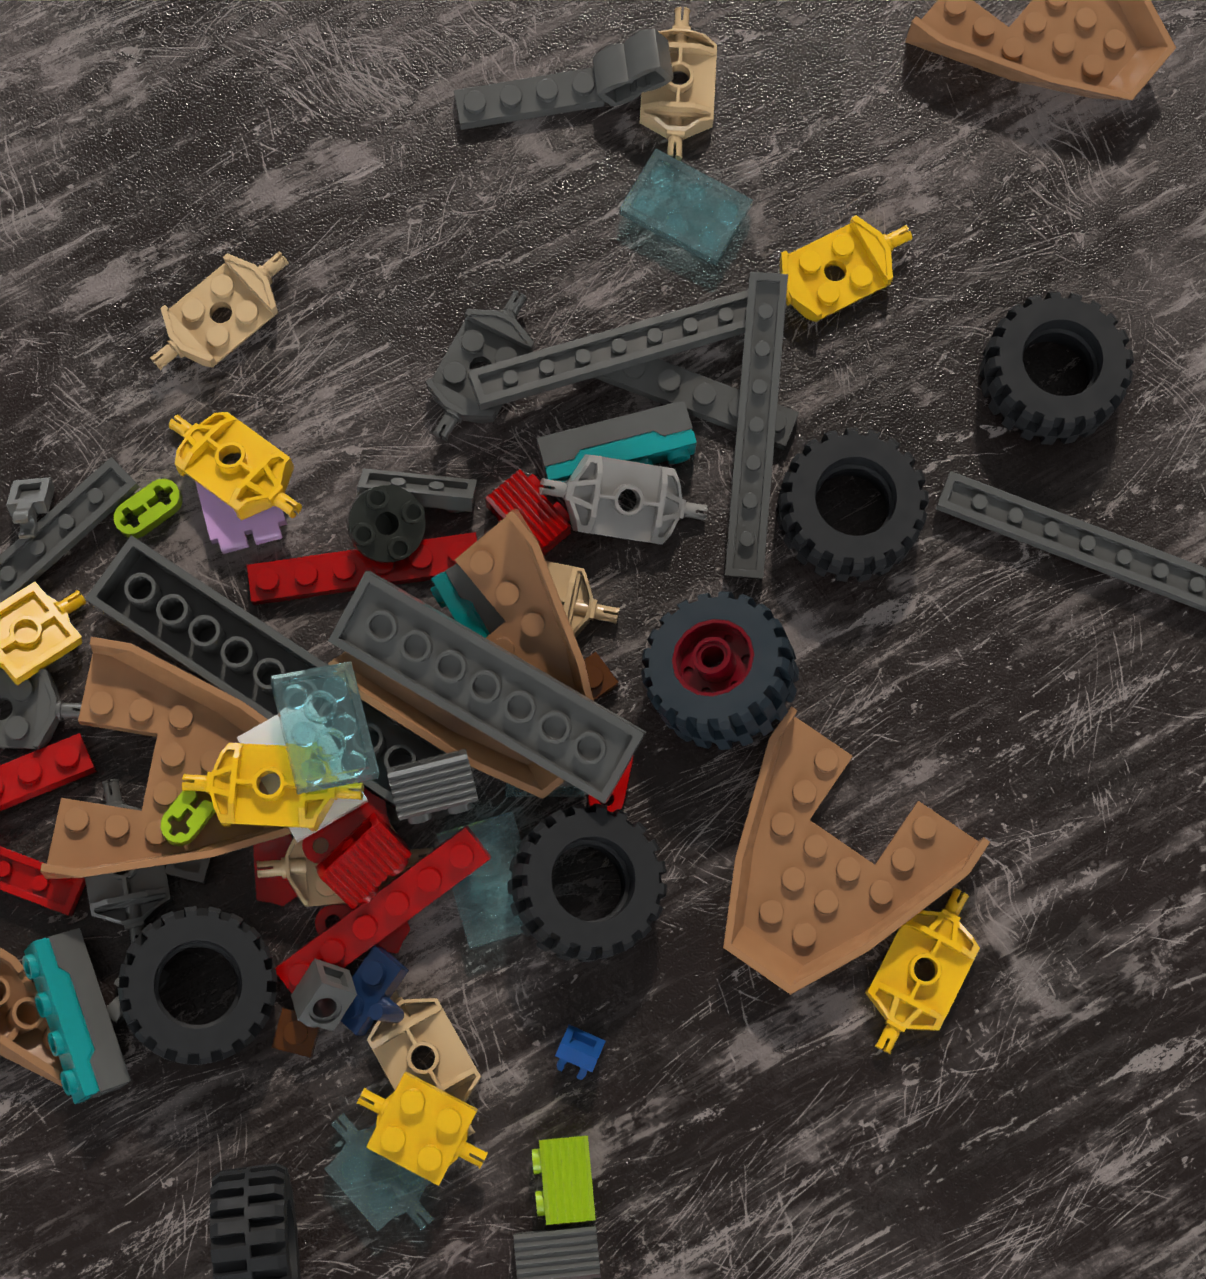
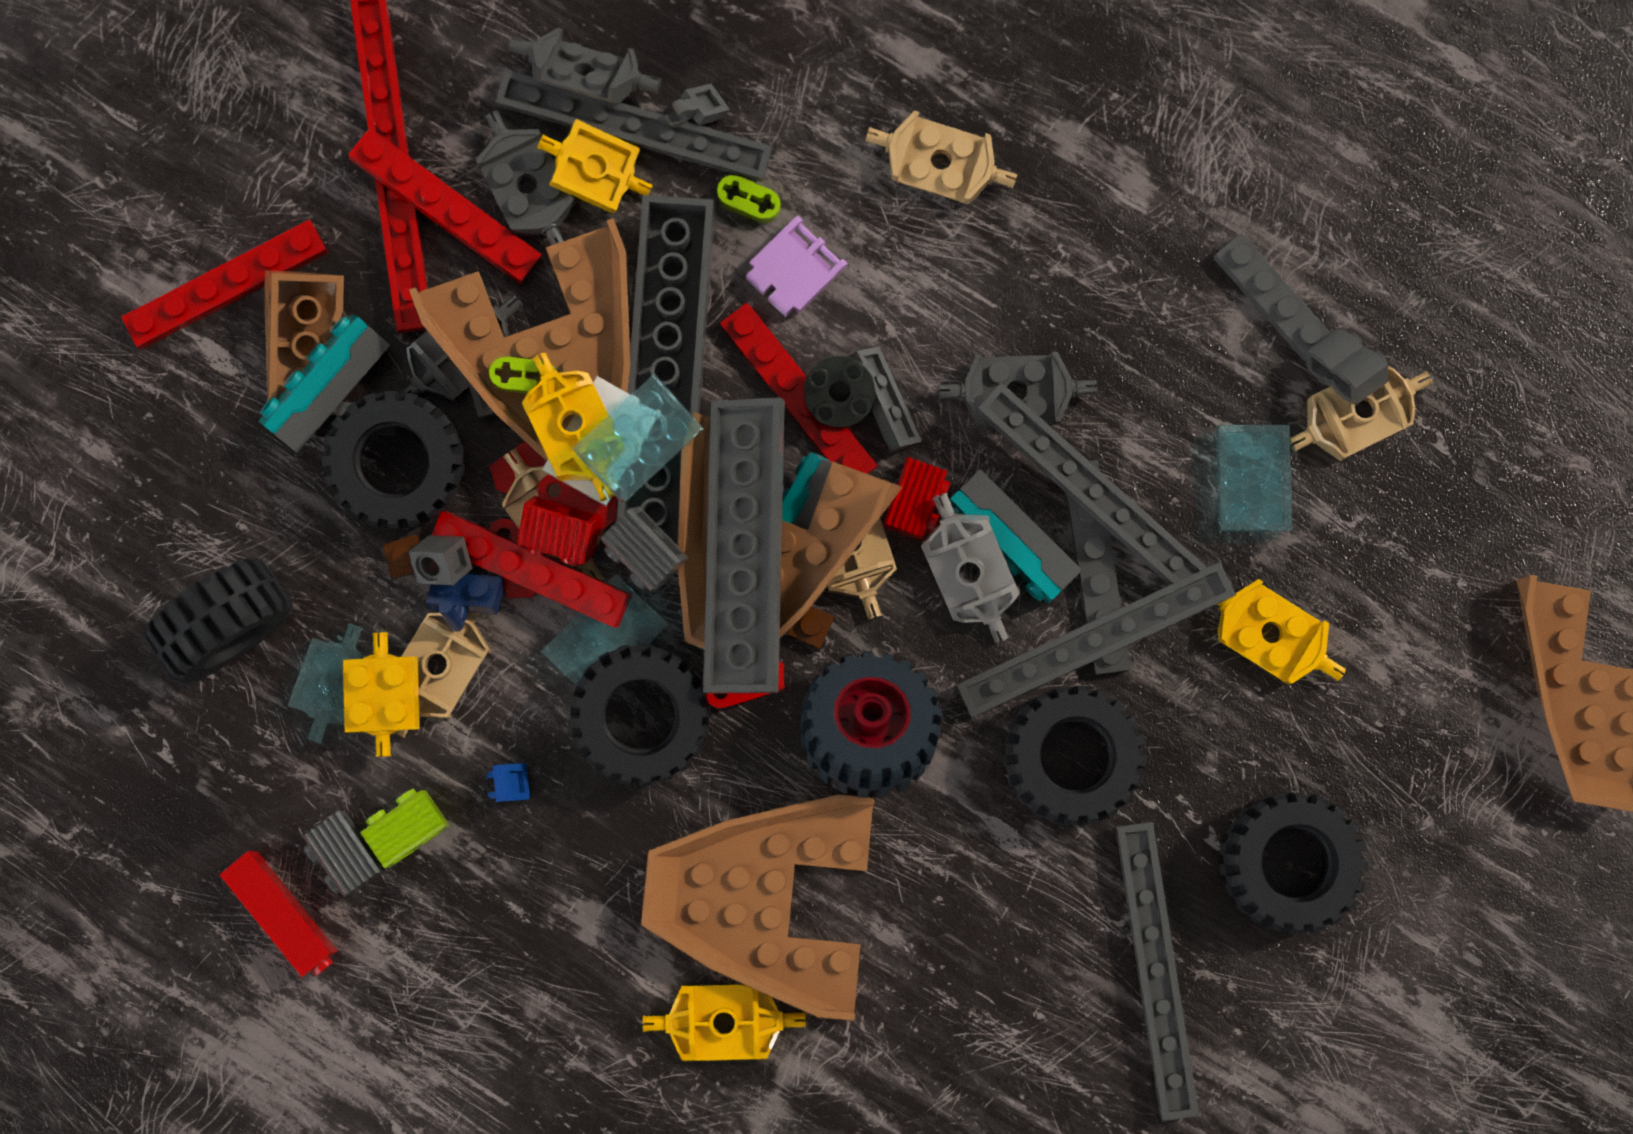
camera: 60 degrees right, 5 degrees up
(249, 484) = (815, 268): yellow plate -> none

